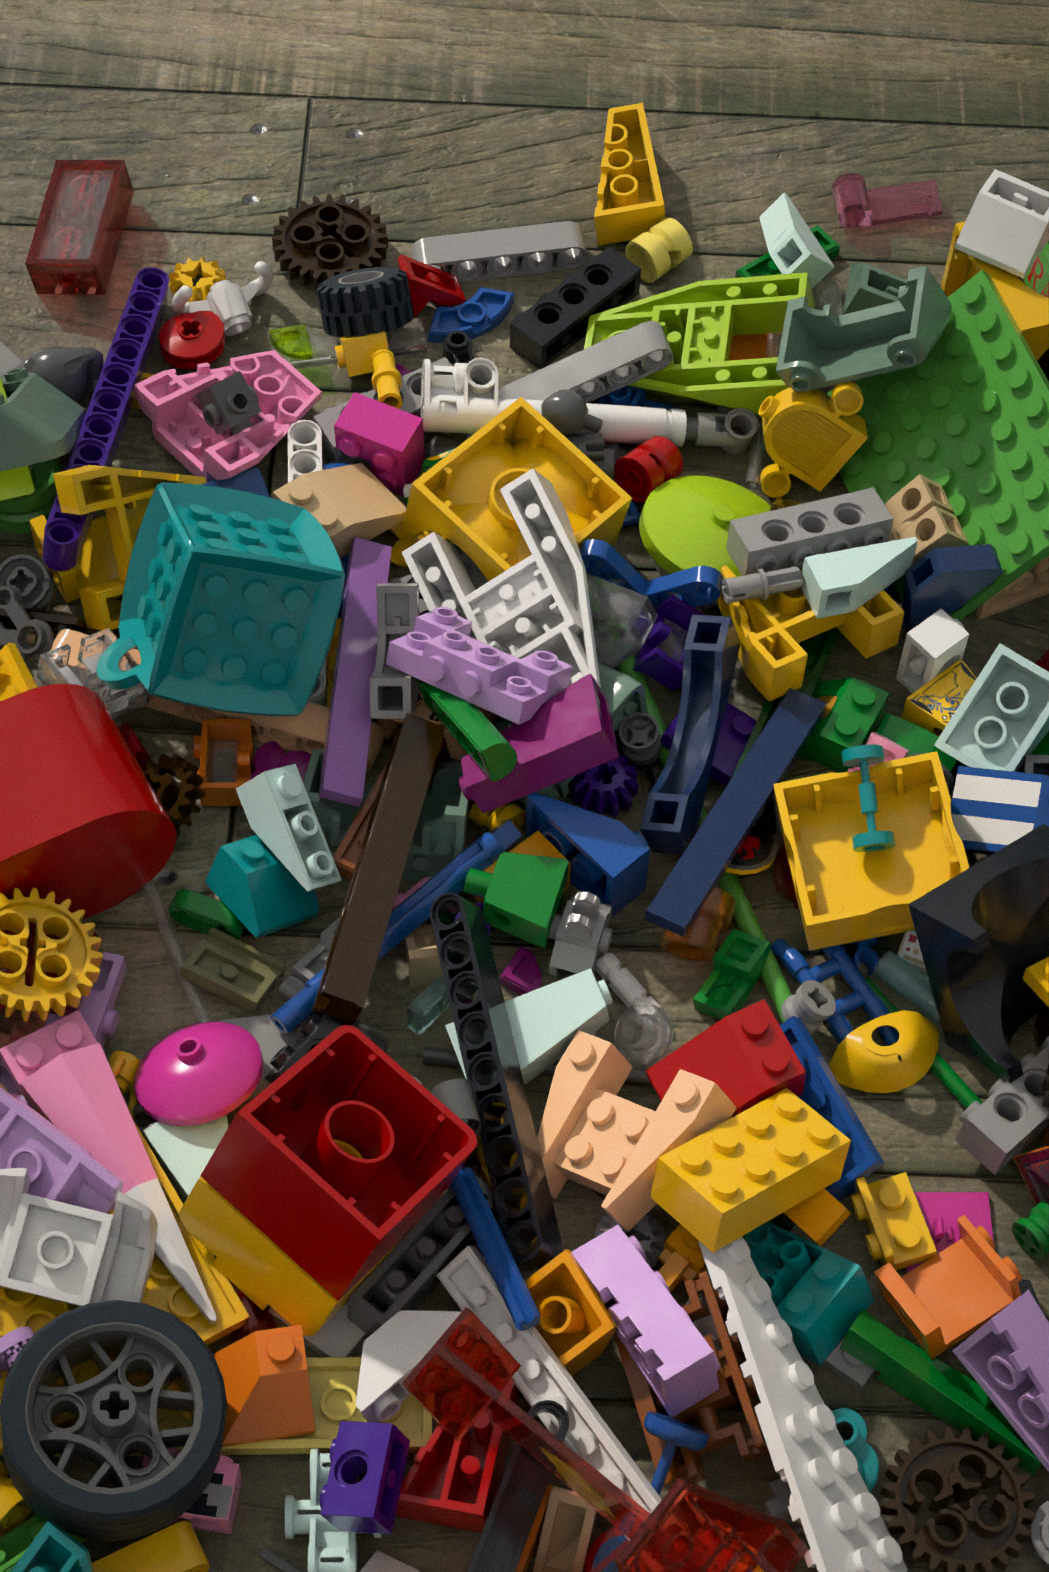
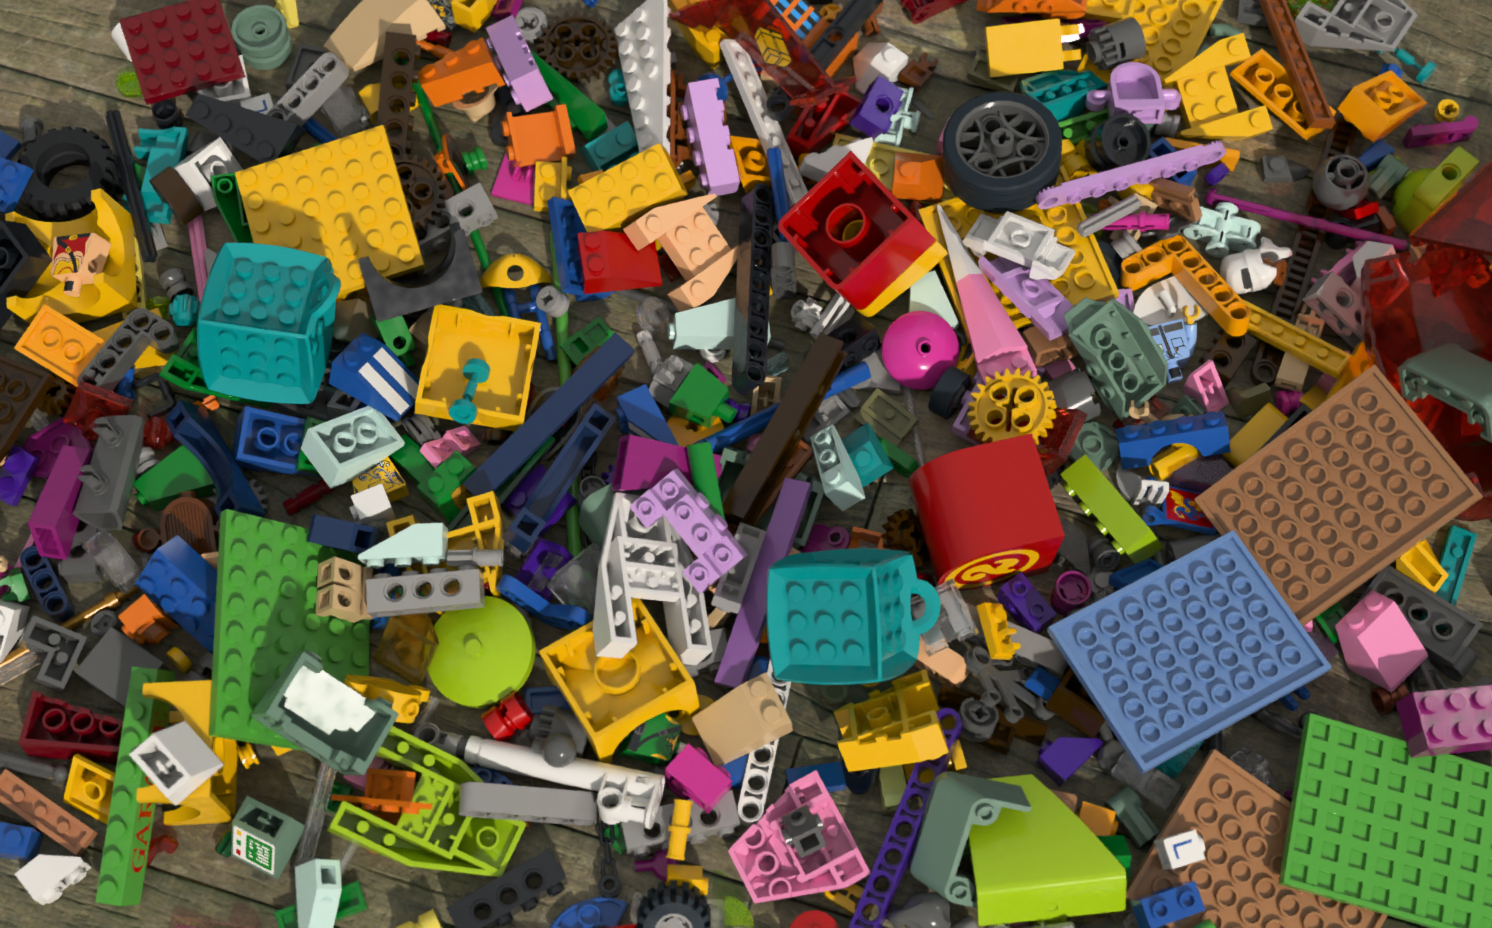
camera: 165 degrees left, 10 degrees up
(138, 1016) = (949, 392): none -> black wheel
(749, 325) = (389, 789): none -> orange bracket

